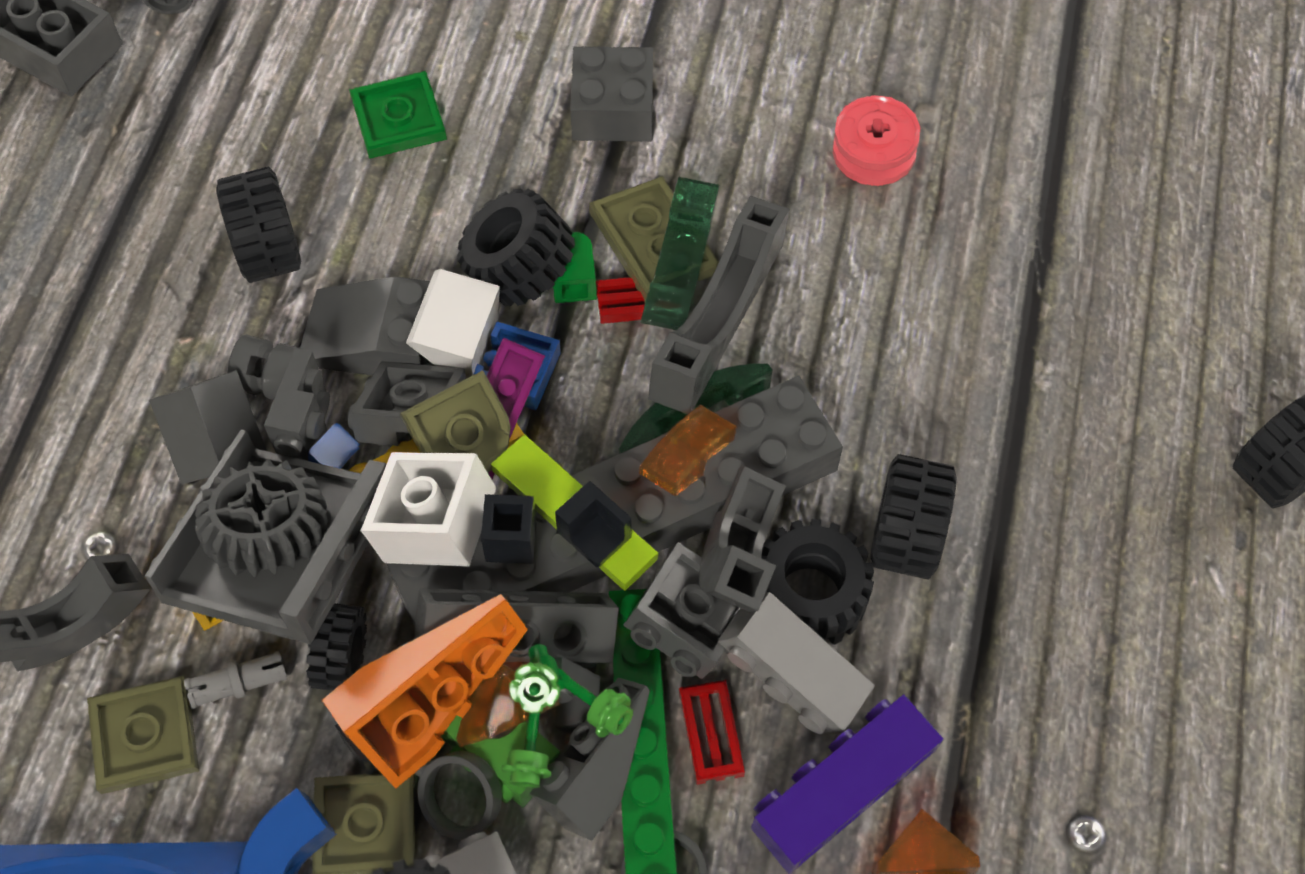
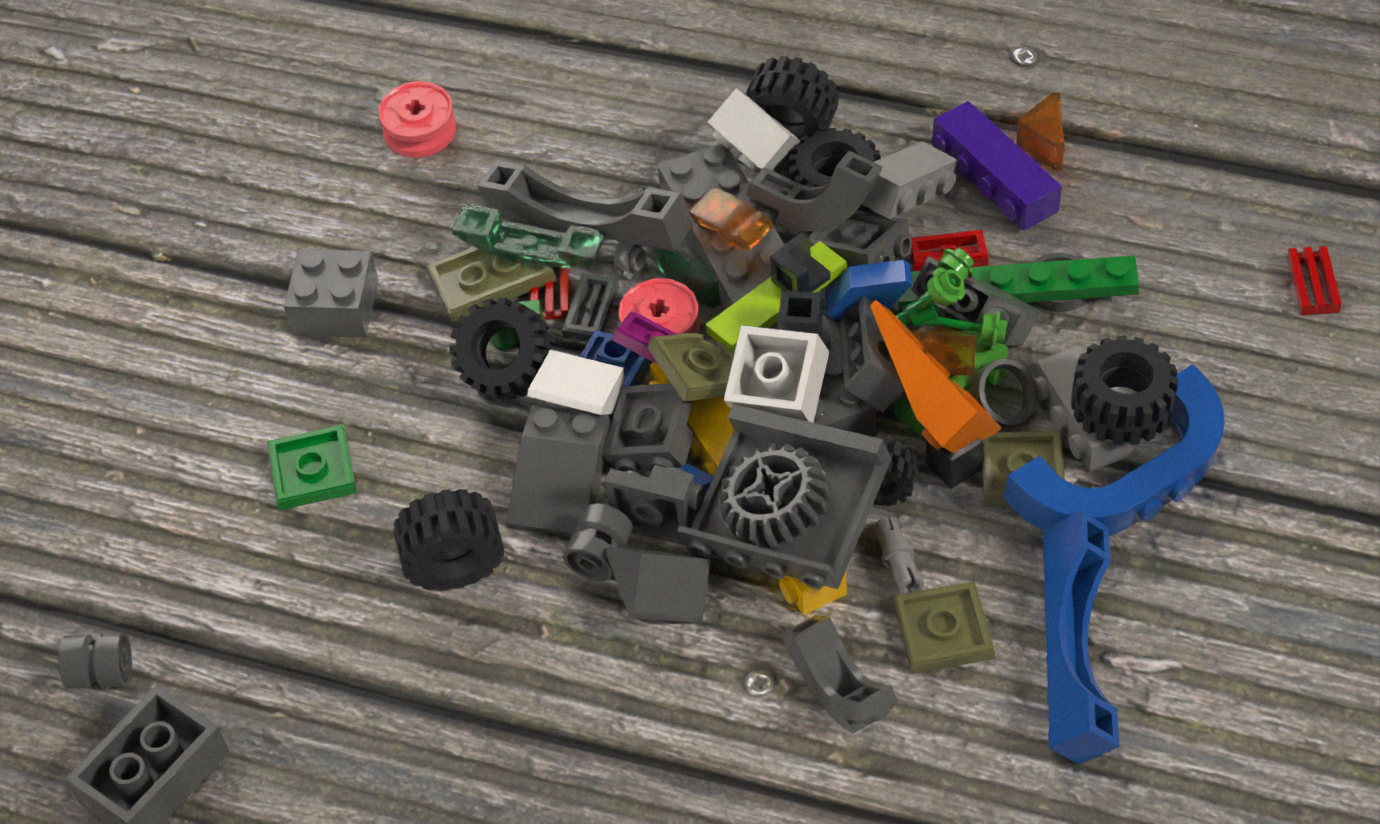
camera: 80 degrees left, 10 degrees down
(595, 617) = (875, 281): none -> blue slope
(604, 410) = (664, 303): none -> coral wheel
(610, 347) = (583, 331): none -> dark grey tile
(838, 474) = (753, 133): none -> white brick

